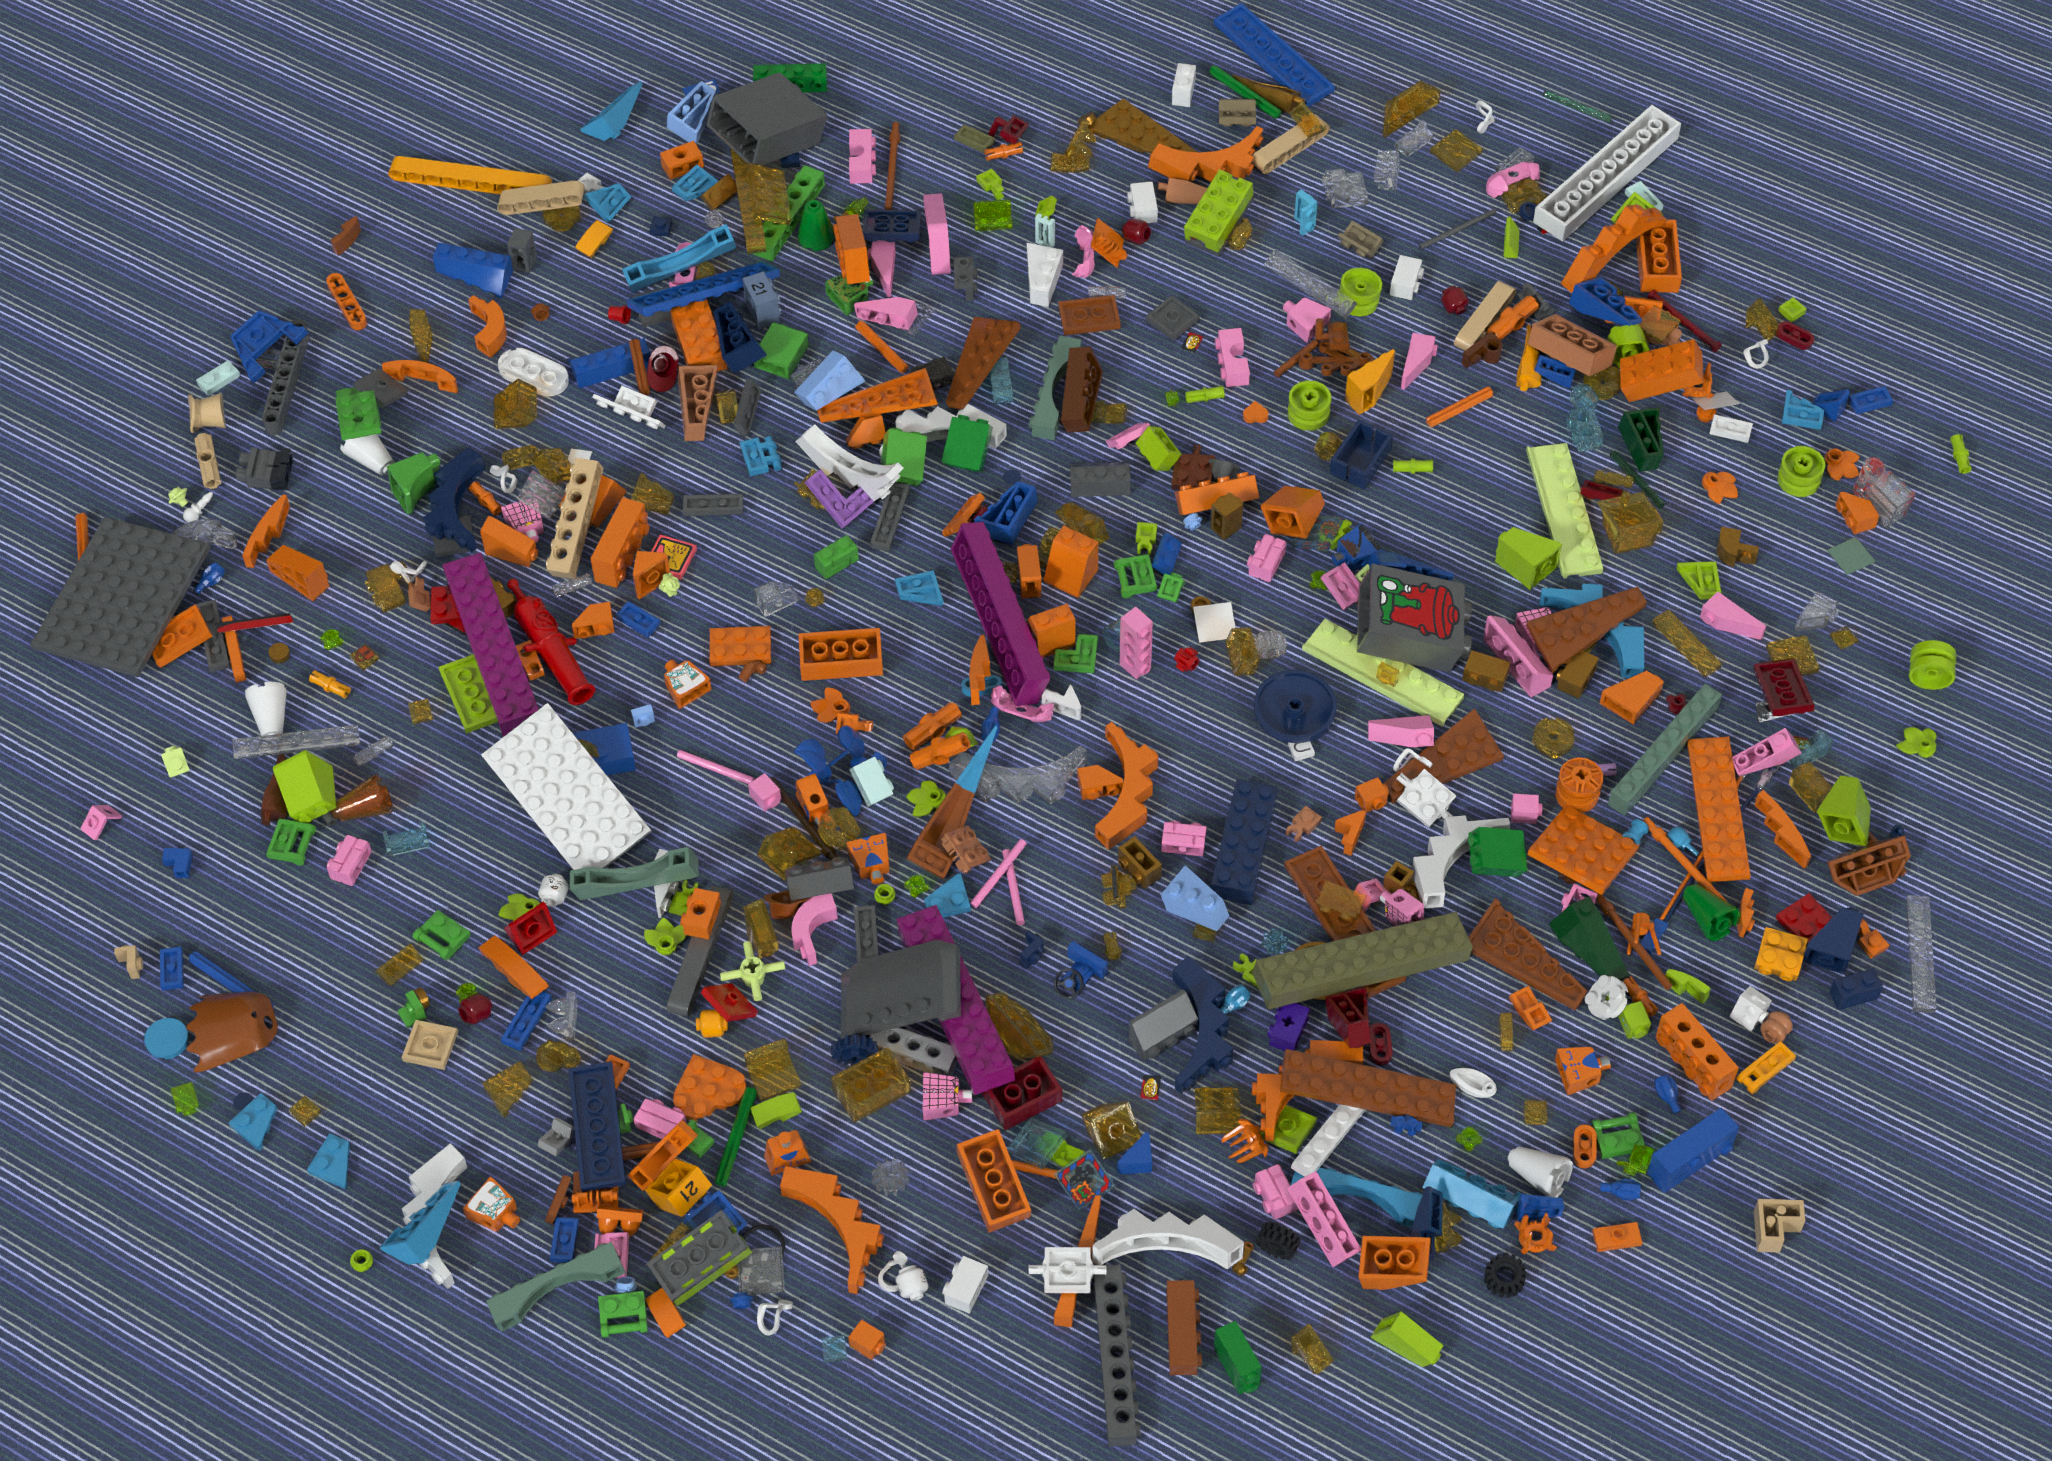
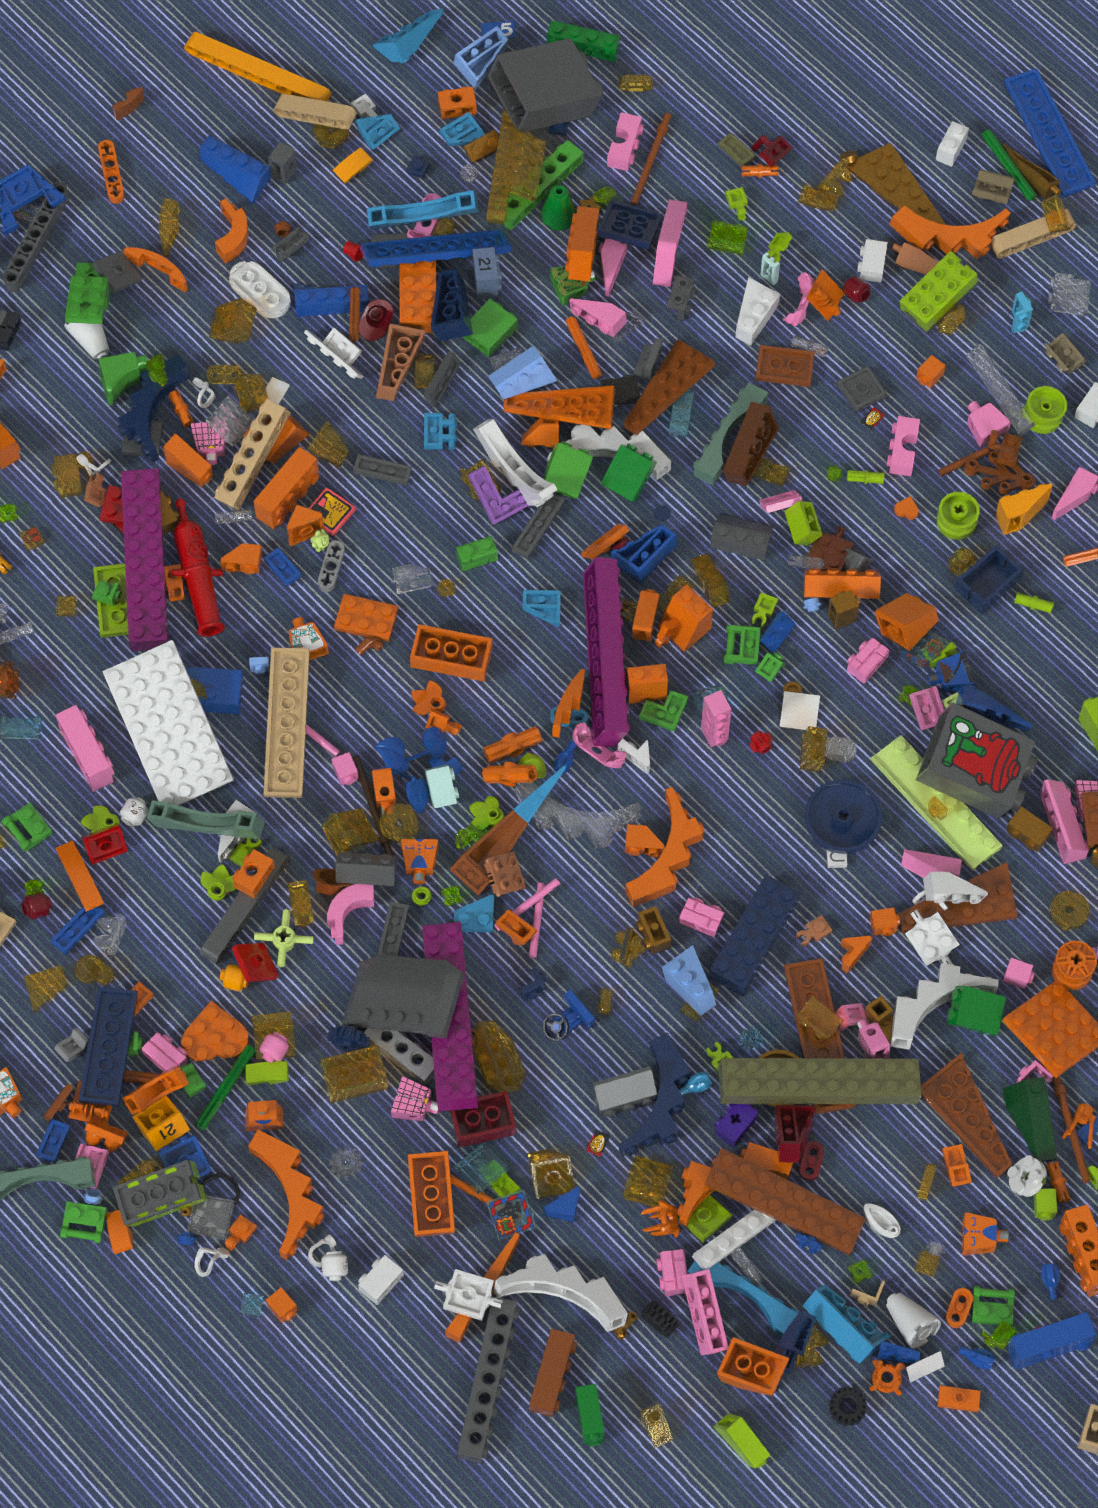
camera: 15 degrees right, 10 degrees up
(450, 463) = (155, 369): none -> clear neon green bracket
(461, 686) = (107, 593): none -> bright green bracket
(482, 839) = (85, 747): none -> bright pink brick
(552, 322) = (290, 243): none -> dark grey hinge
(683, 600) = (333, 574): none -> light grey beam
(690, 762) = (286, 722): none -> tan plate
(777, 1080) = (274, 1047): none -> bright pink head
(797, 1277) = (240, 1231): none -> orange plate
(854, 103) = (636, 83): none -> clear yellow beam
(912, 824) = (465, 835): none -> clear neon green bracket
(951, 340) = (648, 360): none -> dark grey bracket
(995, 896) = (515, 927): none -> orange slope
(1055, 578) = (666, 630): none -> orange plate
(1172, 483) = (805, 562): none -> clear axle
(1235, 286) = (930, 371): none -> orange brick
(1350, 1163) = (746, 1266): none -> clear axle
(1427, 741) = (949, 887): none -> white slope
(1485, 1163) = (866, 1299): none -> tan bracket
(1538, 1093) = (935, 1248): none -> clear plate
(1571, 1213) = (925, 1366): none -> white sticker

